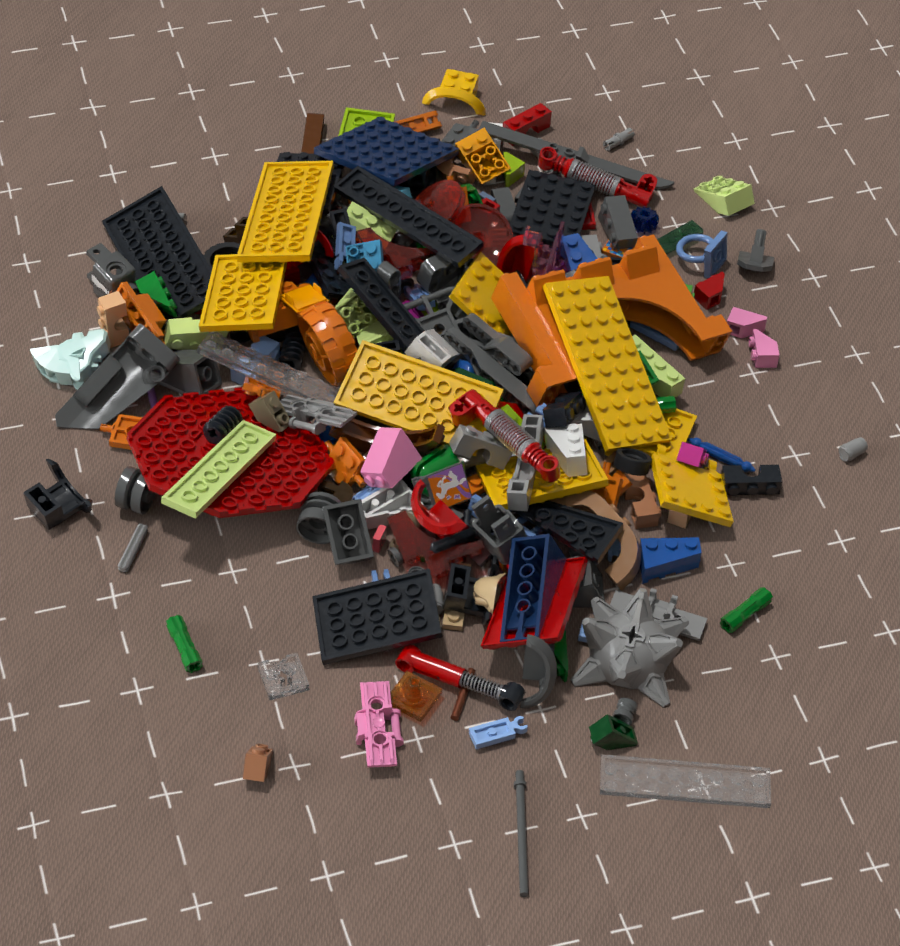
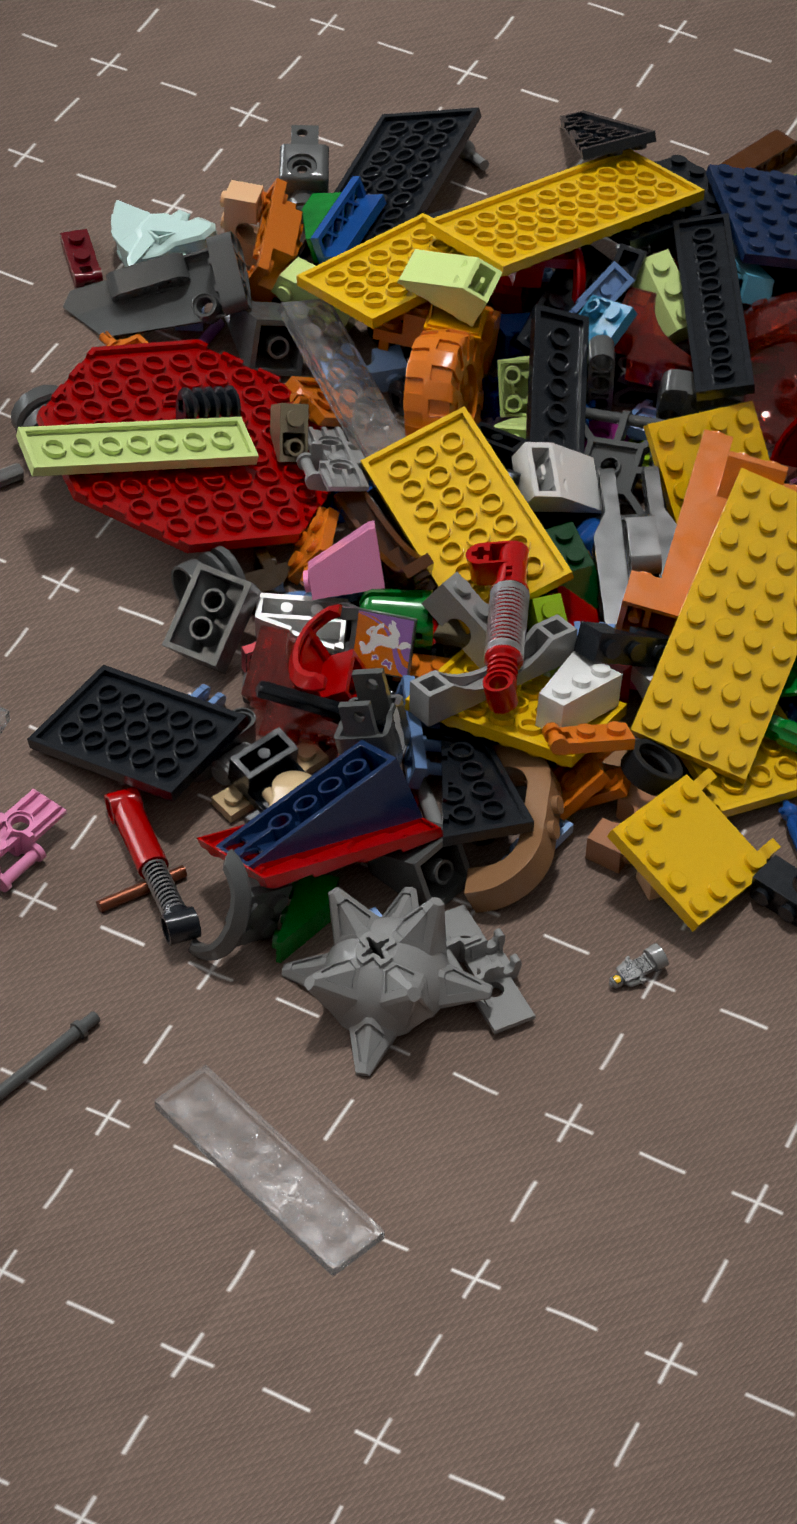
camera: 45 degrees right, 0 degrees up
(35, 394) = (81, 257): none -> dark red plate
(176, 287) = (352, 227): none -> blue fence
(241, 164) = (600, 135): none -> black wing
(293, 278) = (451, 282): none -> yellowish green slope
(414, 696) = (81, 849): clear orange plate -> none
(496, 732) = (122, 953): light blue plate -> none
(603, 464) = (588, 738): none -> orange plate
(612, 734) = (249, 1054): dark green slope -> none
(625, 710) = (294, 1041): dark grey wheel -> none
(668, 556) = (572, 909): blue wedge -> none
(692, 455) = (750, 815): dark pink brick -> none
(721, 566) = (632, 972): none -> light grey piece
(736, 617) = (572, 1040): green axle -> none

